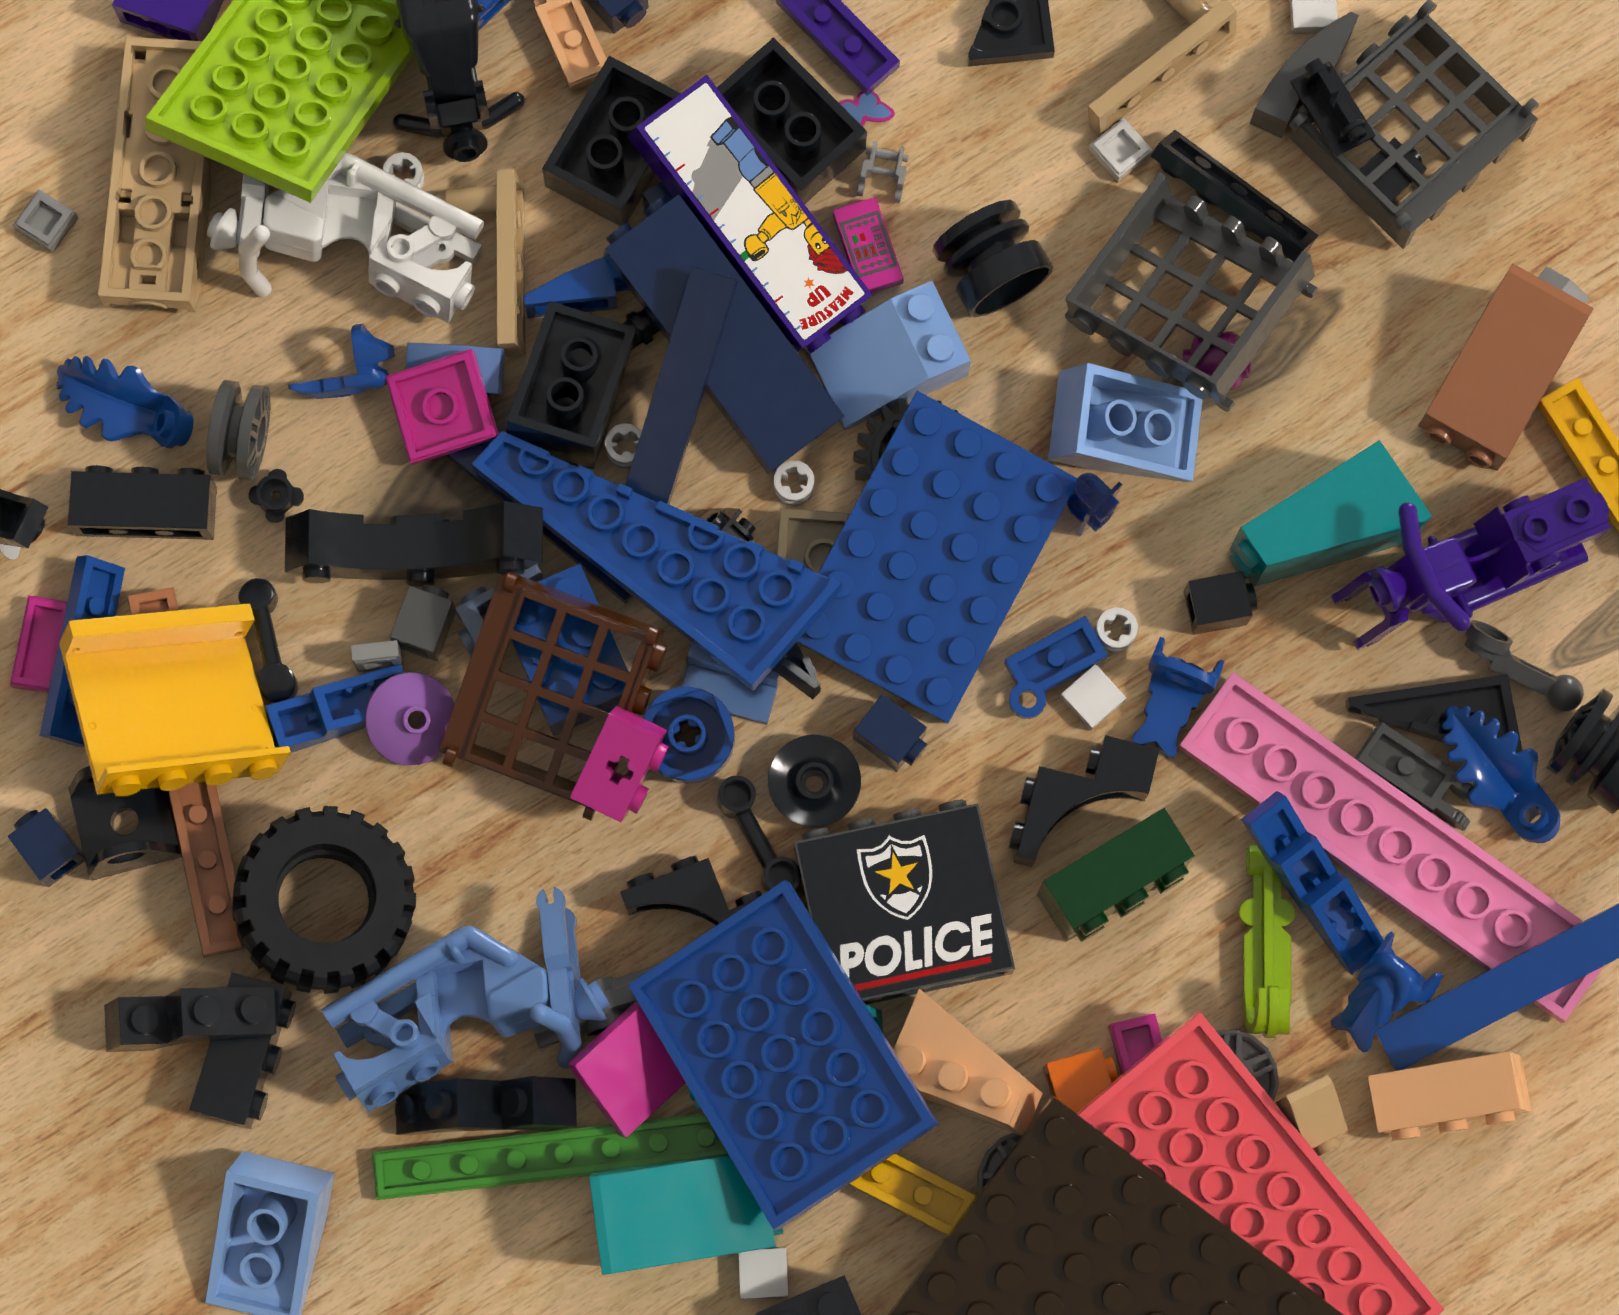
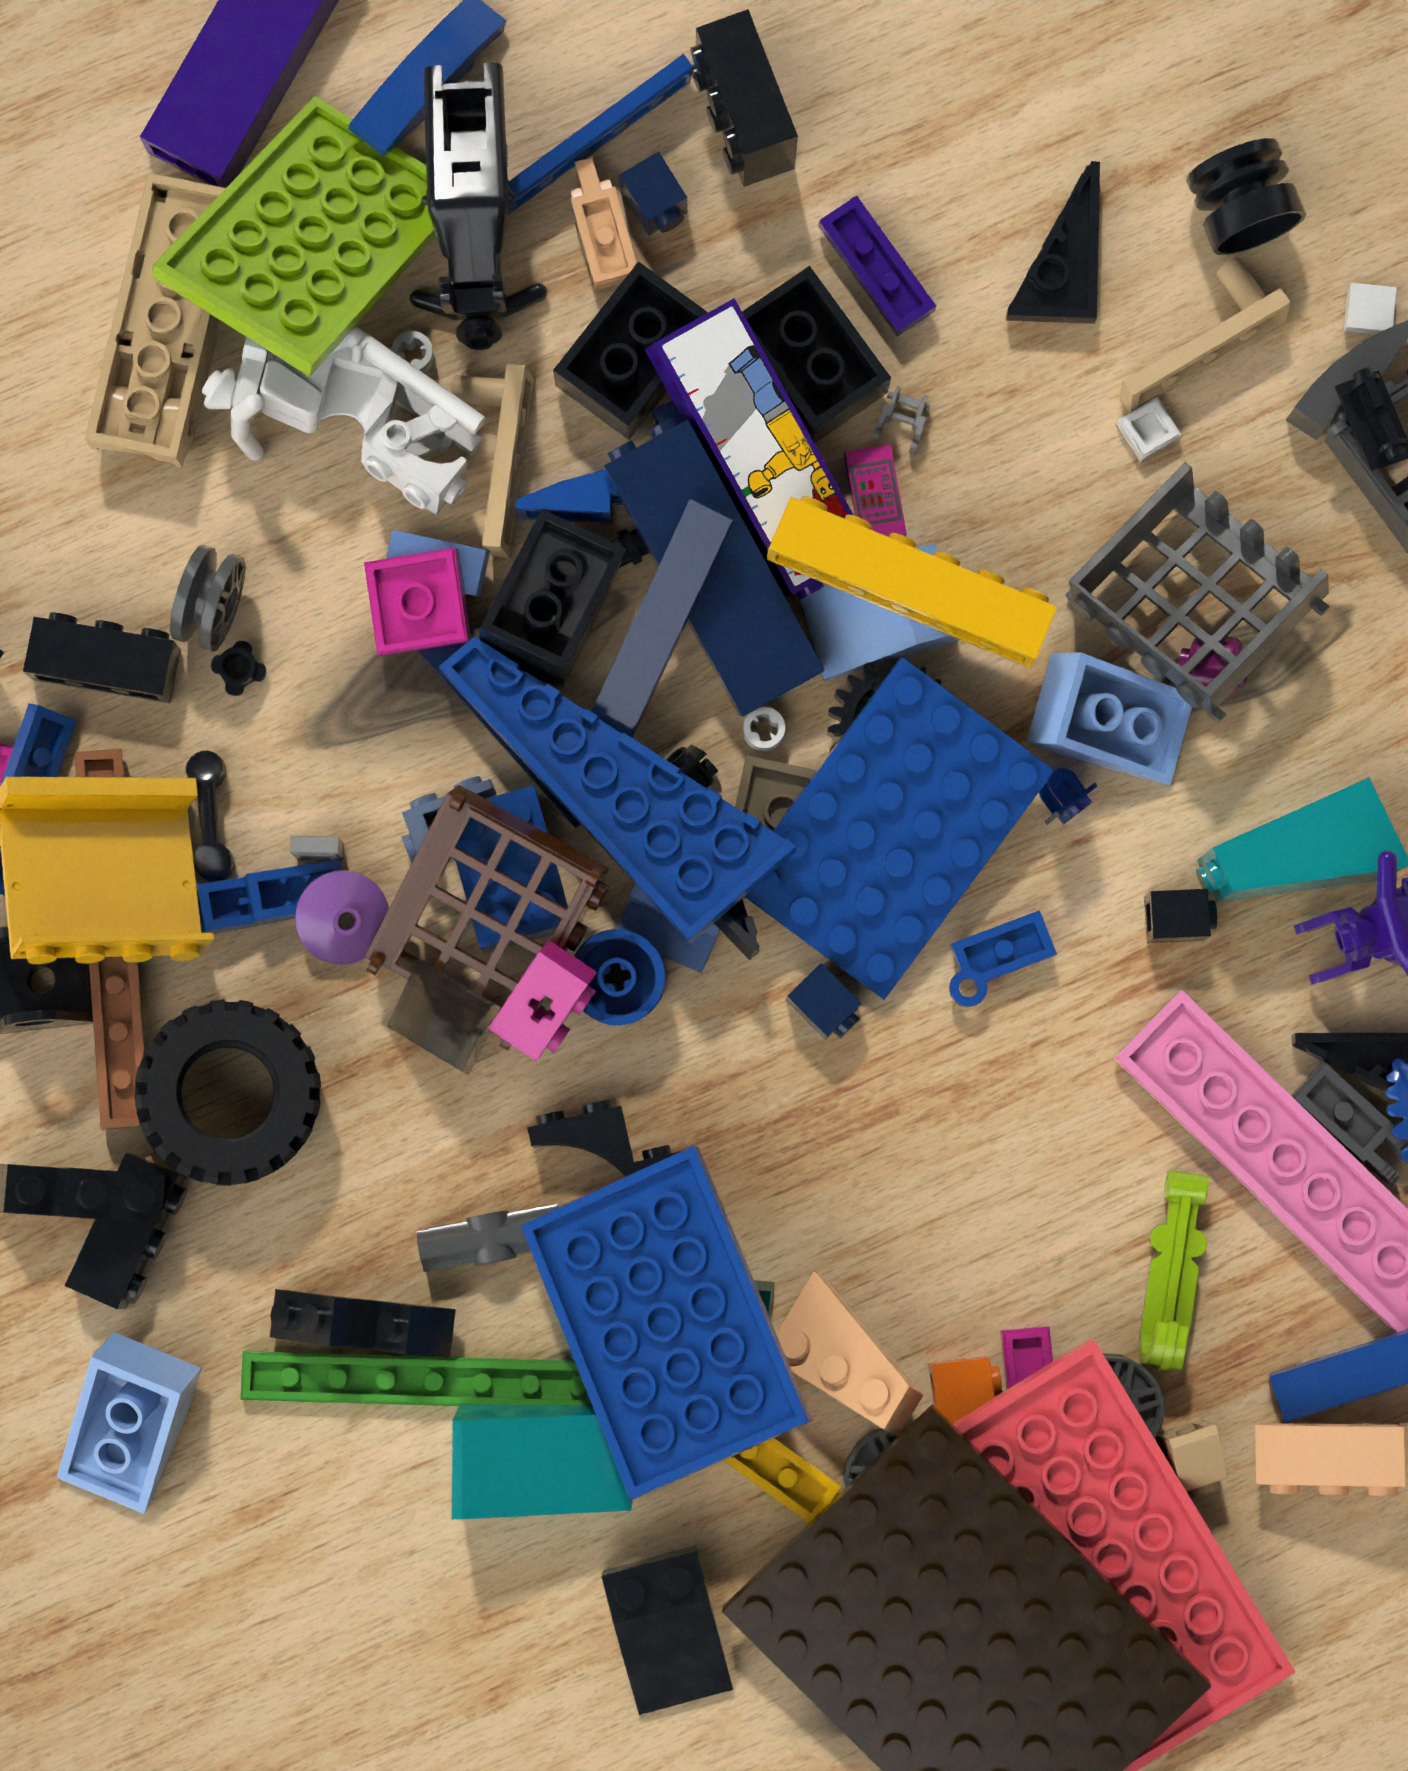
camera: 10 degrees right, 5 degrees up
(45, 221) = (44, 351): light grey tile -> none
(122, 403) = (96, 551): blue plant -> none
(367, 354) = (350, 536): blue hair -> none
(414, 546) = (369, 741): black brick -> none
(424, 621) = (369, 819): dark grey brick -> none
(461, 978) = (359, 1194): medium blue piece -> none
(523, 798) = (443, 1016): none -> clear smoke slope
(624, 432) = (599, 652): white bush -> none
(627, 1071) = (507, 1310): dark pink tile -> none
(734, 801) = (657, 1048): black bar -> none
(763, 1273) = (616, 1533): white tile -> none
(814, 757) = (733, 1015): black dish -> none
(868, 108) = (895, 350): medium blue sticker -> none
(908, 901) = (814, 1177): black panel -> none
(915, 317) = (911, 581): none -> yellow brick
(992, 258) = (997, 519): black wheel -> none
(1093, 697) = (1035, 993): white tile -> none
(1108, 618) = (1074, 941): white bush -> none
(1116, 877) = (1032, 1186): dark green brick -> none
(1118, 771) = (1048, 1074): black arch -> none
(1174, 691) = (1119, 1000): blue hair -> none
(1232, 194) = (1257, 494): black plate -> none
(1313, 882) = (1231, 1219): blue slope -> none
(1383, 988) = (1285, 1338): blue hair -> none

